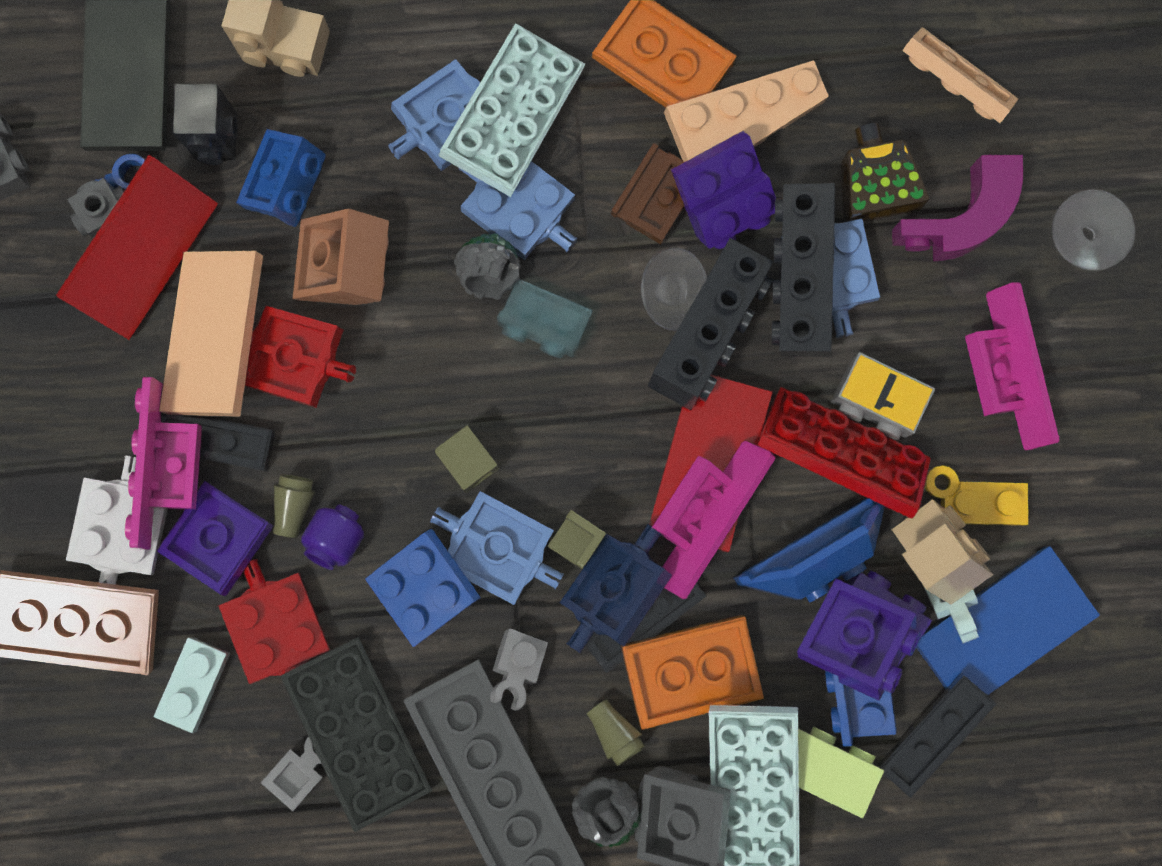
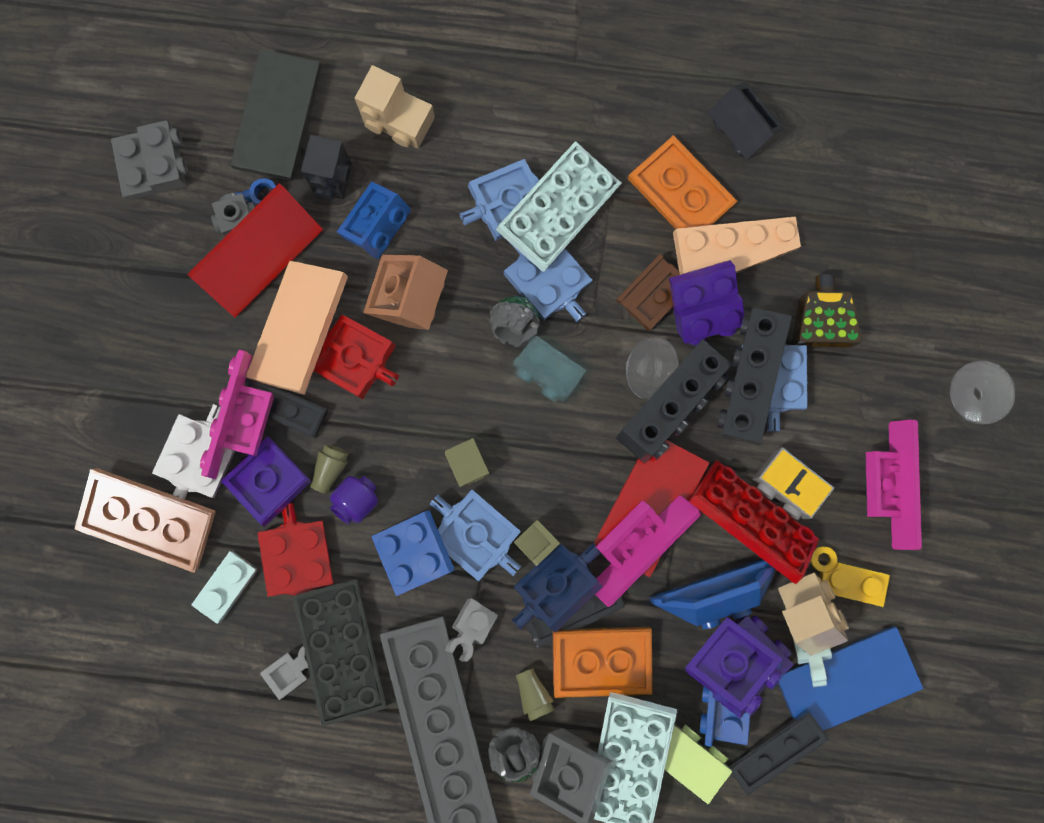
camera: 15 degrees right, 0 degrees up
(960, 75) = (905, 252): light nougat plate -> none
(994, 195) = (911, 350): magenta arch -> none

